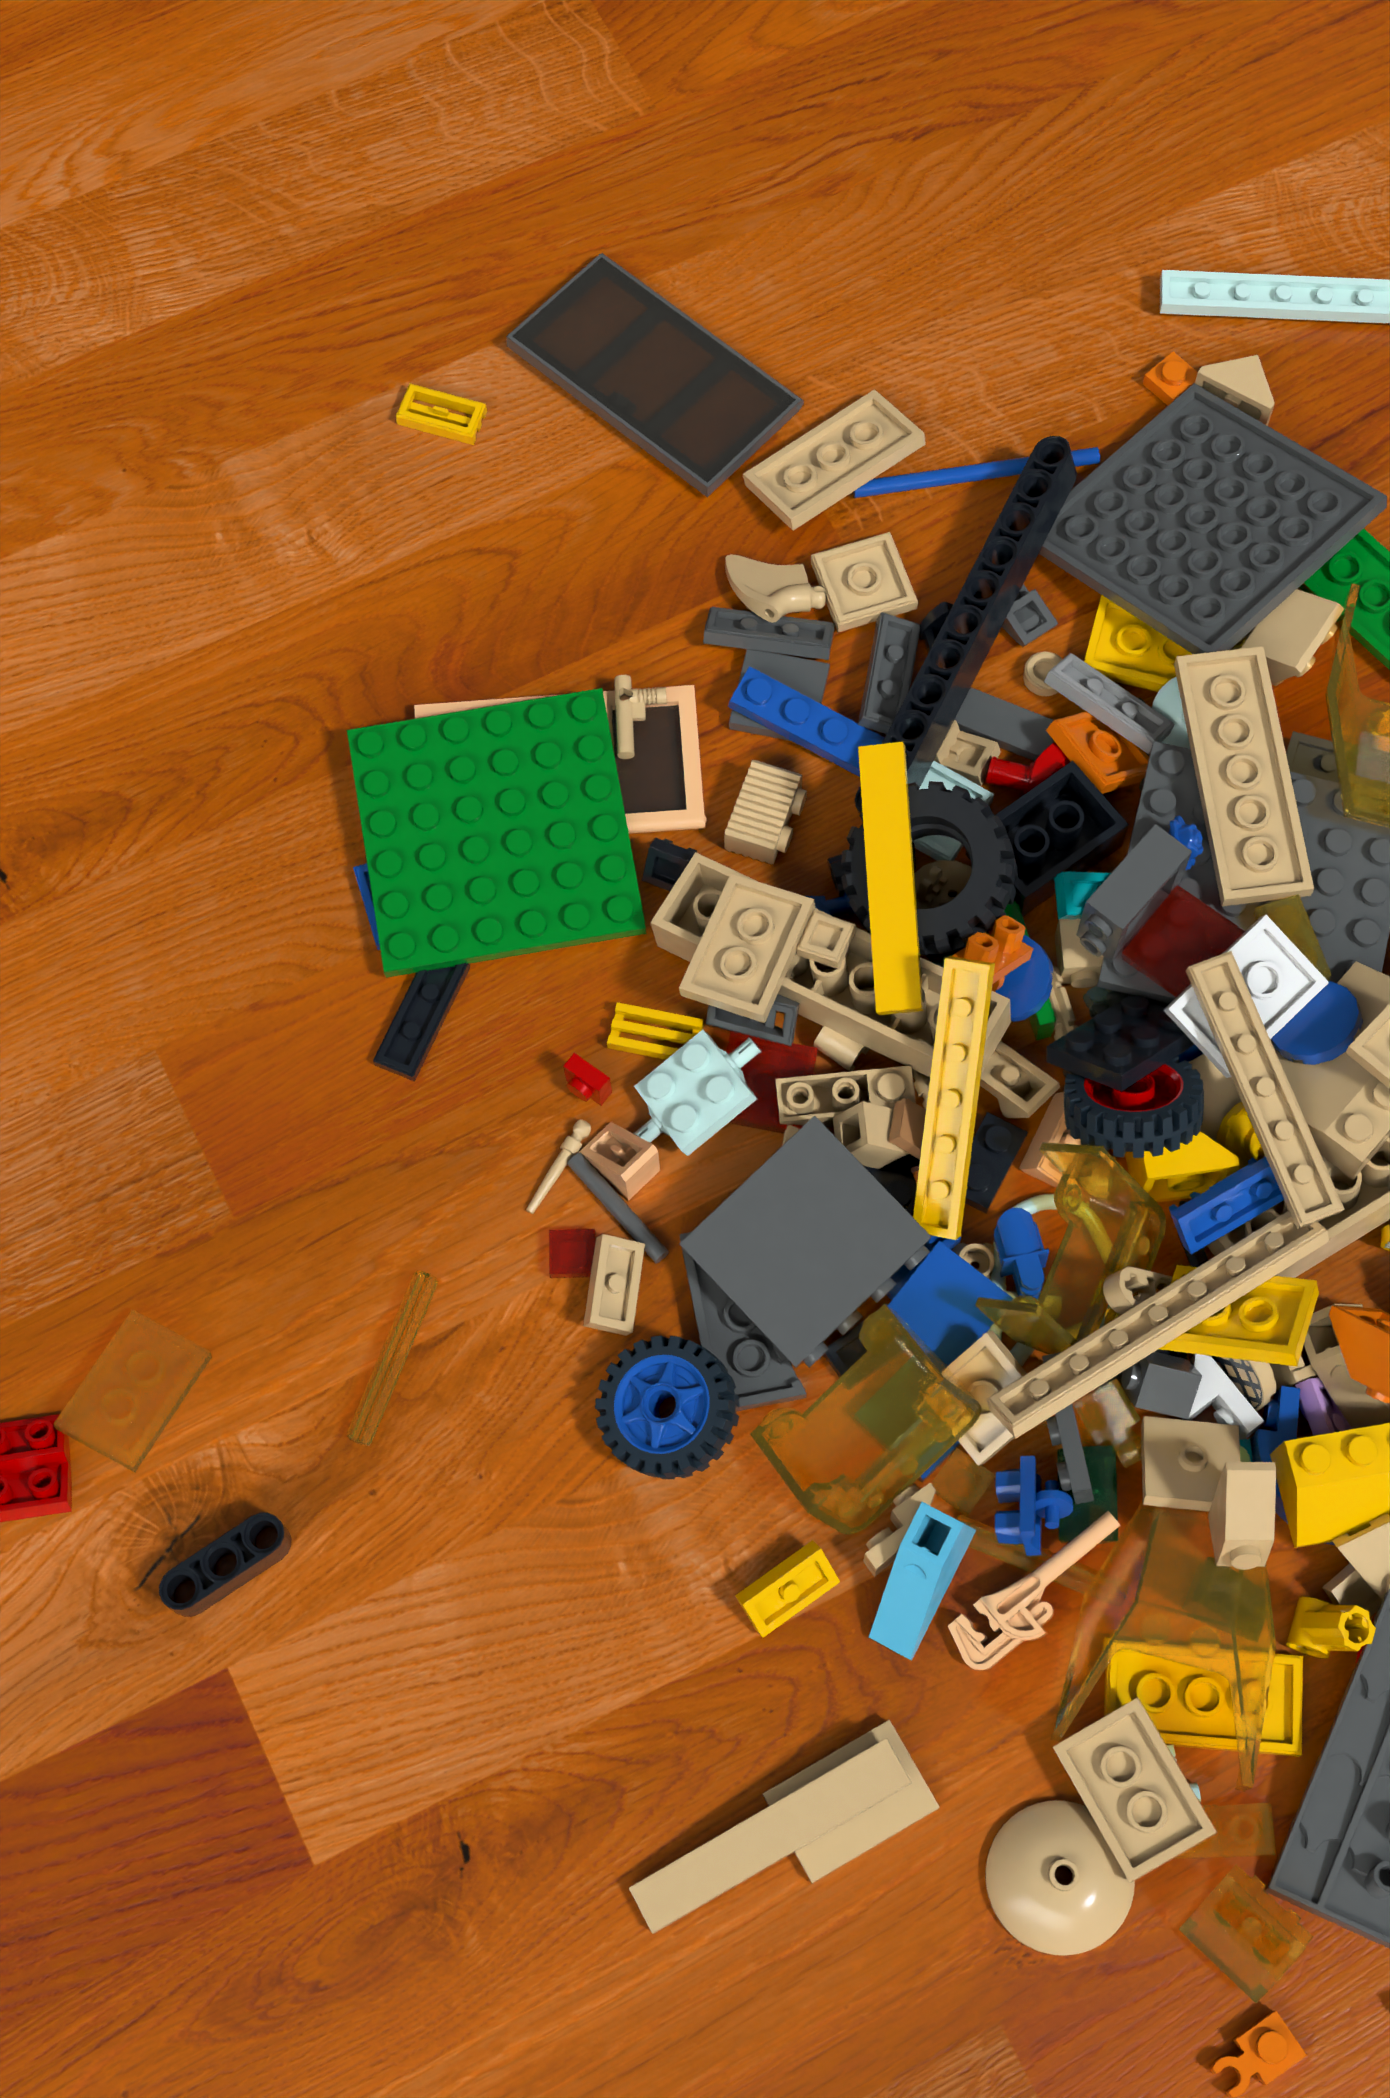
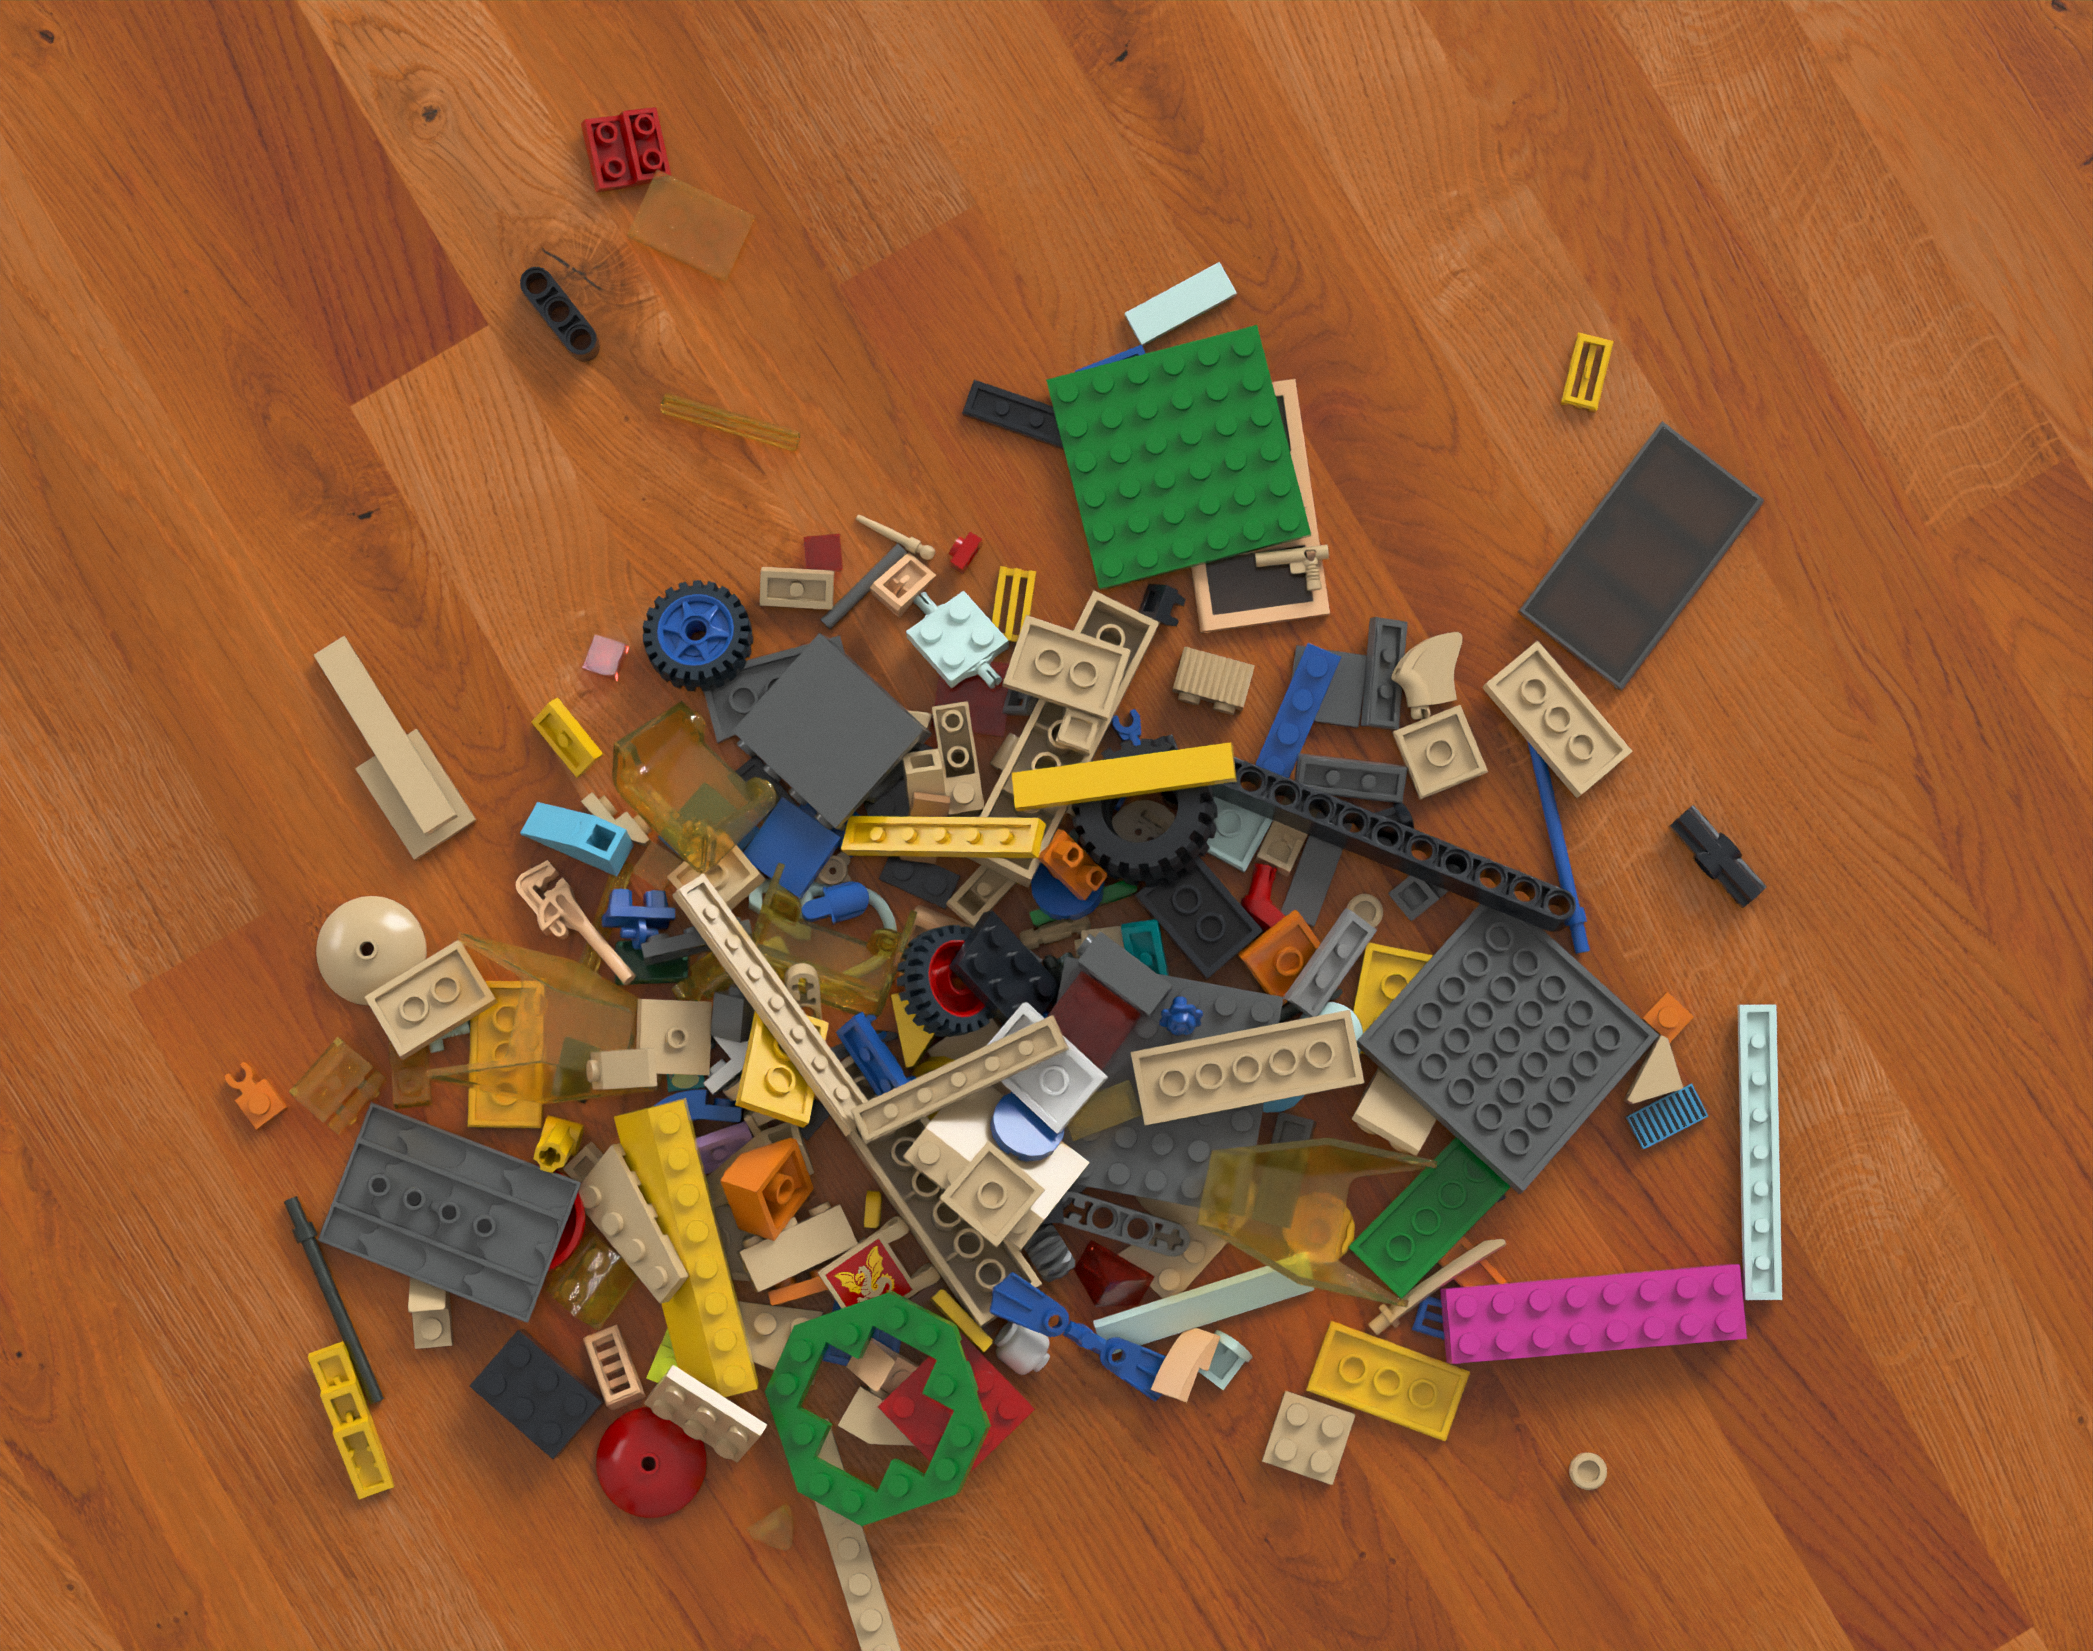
camera: 85 degrees right, 15 degrees up
(310, 825) = (1180, 304): none -> light aqua tile
(684, 1534) = (606, 657): none -> clear red slope
(995, 317) = (1717, 856): none -> black piece
(1288, 387) = (1666, 1116): none -> tile

